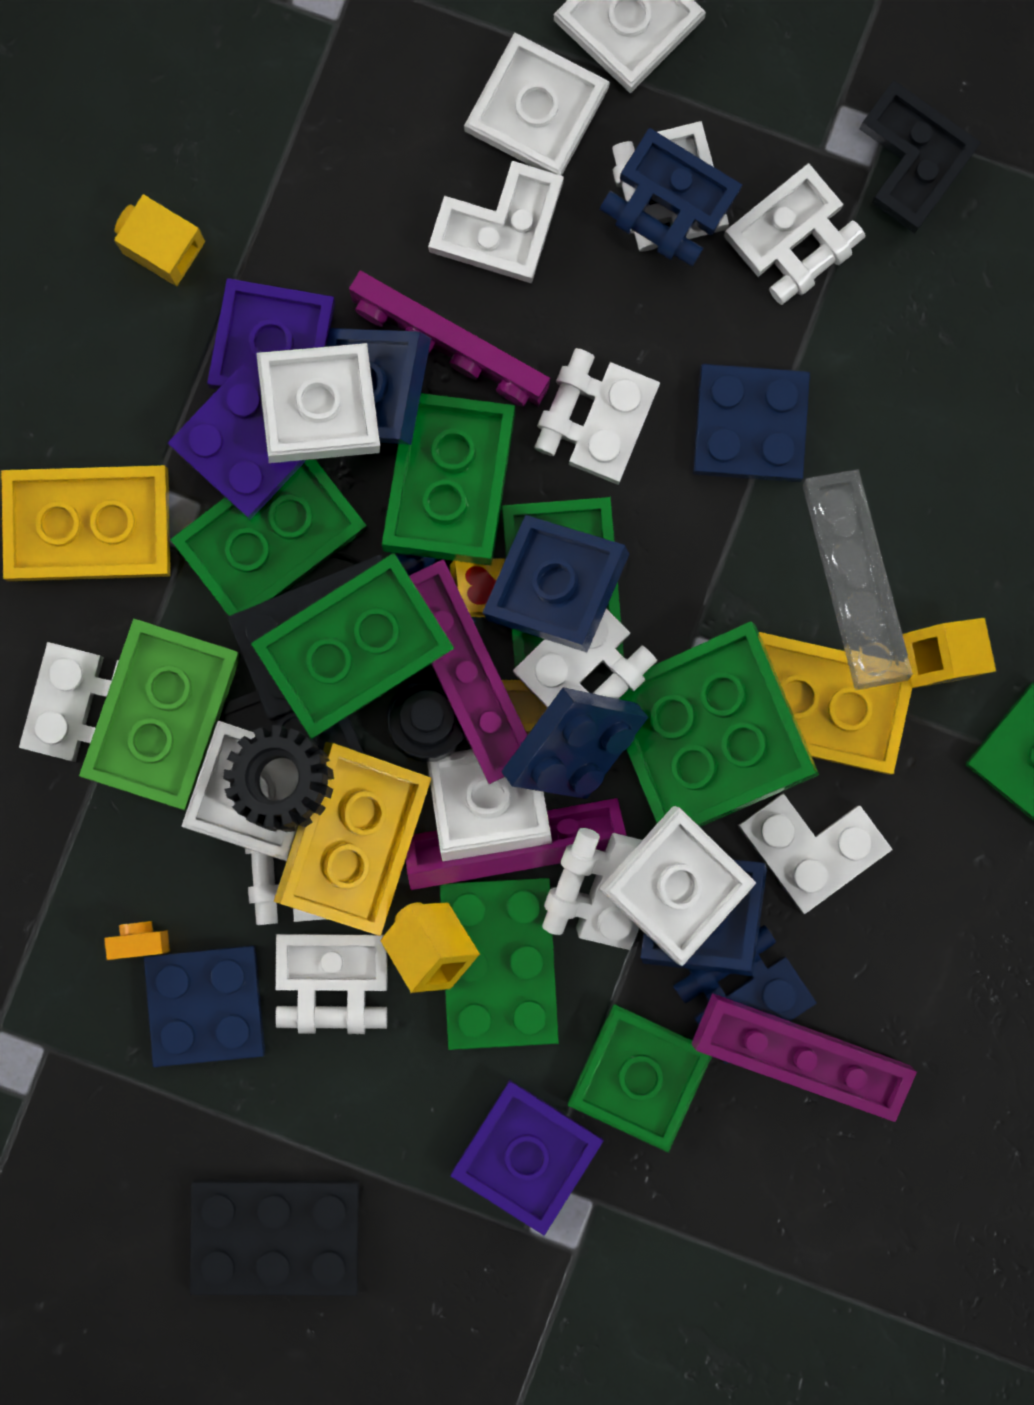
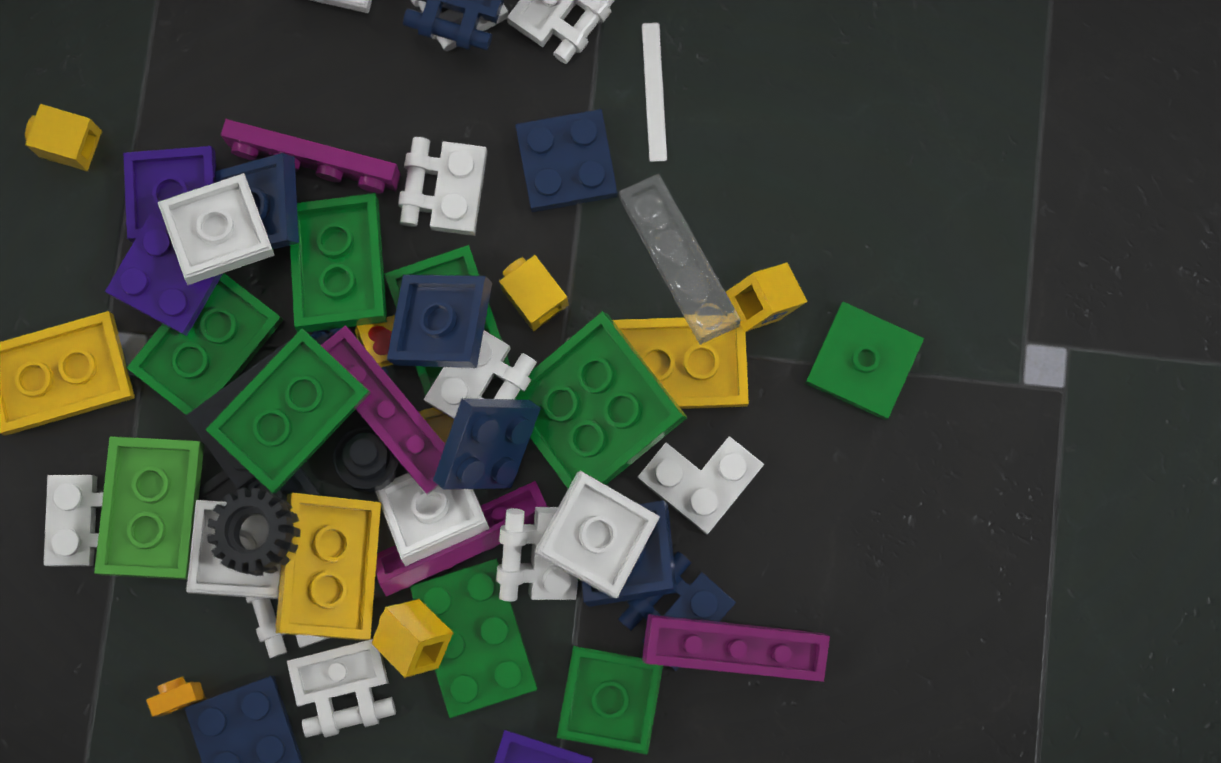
camera: 10 degrees left, 5 degrees down
(503, 239) = (337, 67): white plate -> none
(672, 572) = (533, 291): none -> yellow brick
(877, 365) = (654, 92): none -> white sticker

